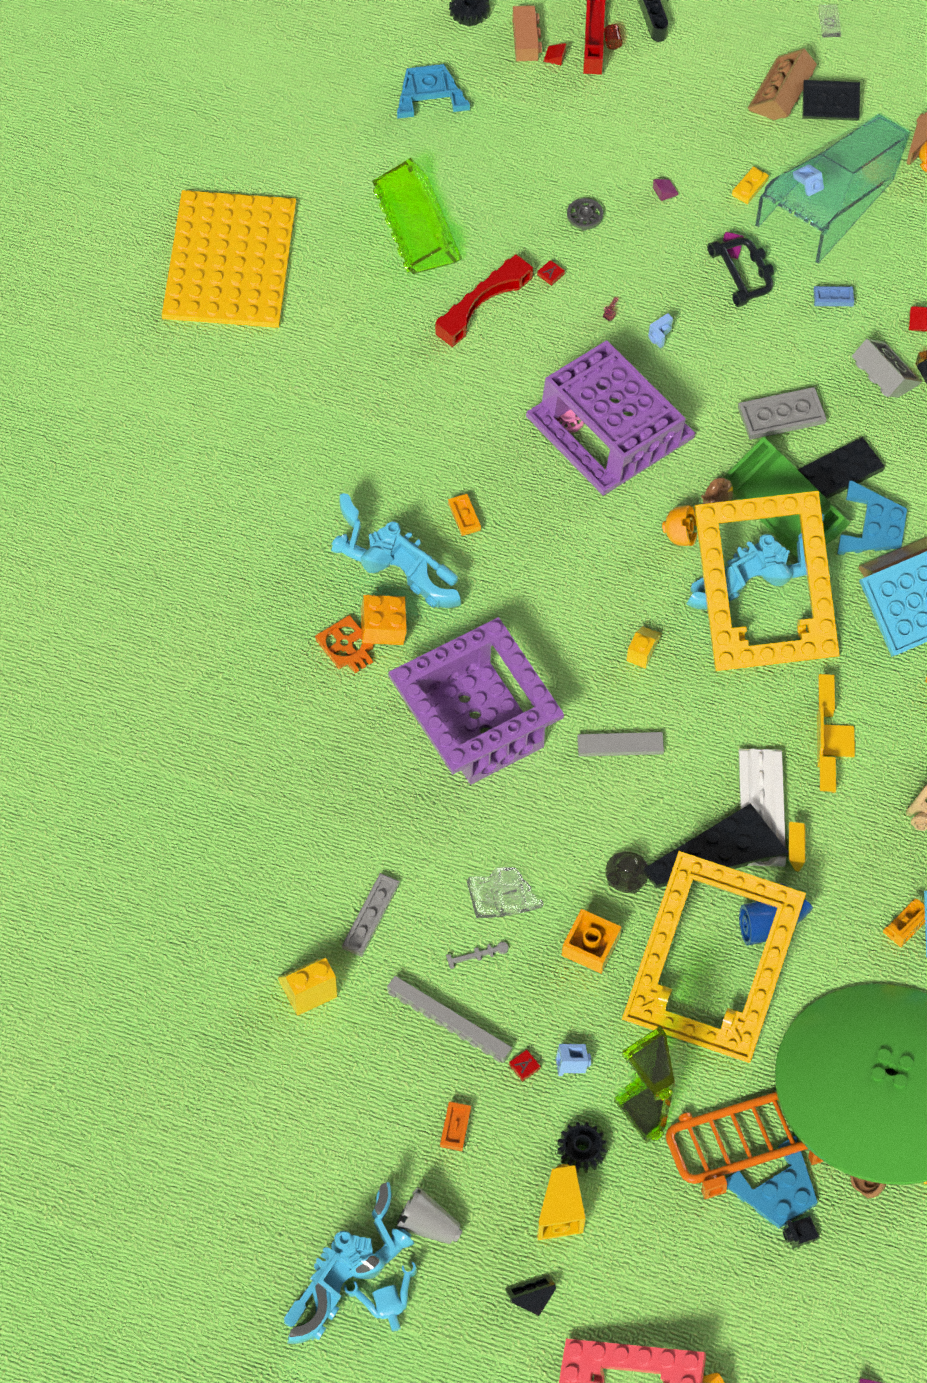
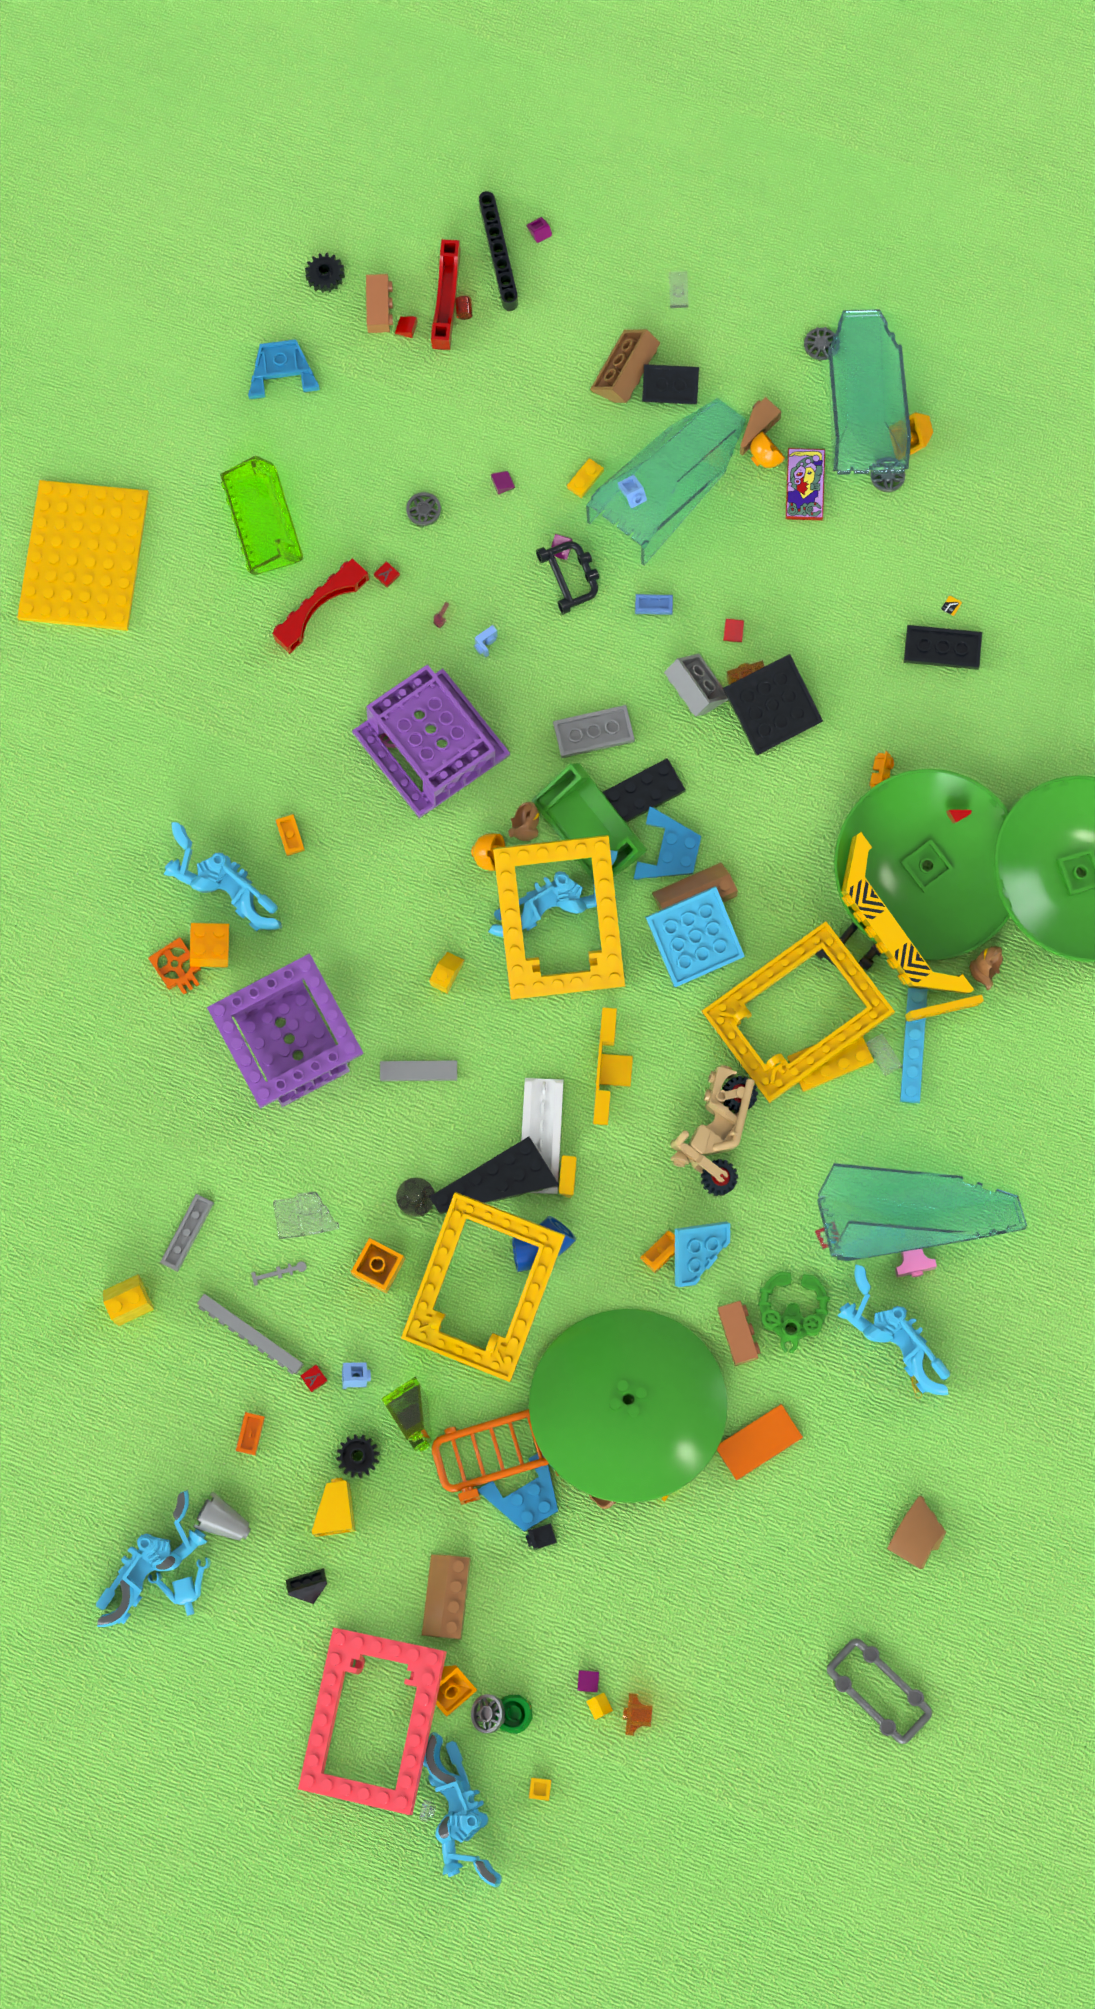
camera: 10 degrees right, 15 degrees up
(696, 1301) = (446, 1596): none -> medium nougat slope

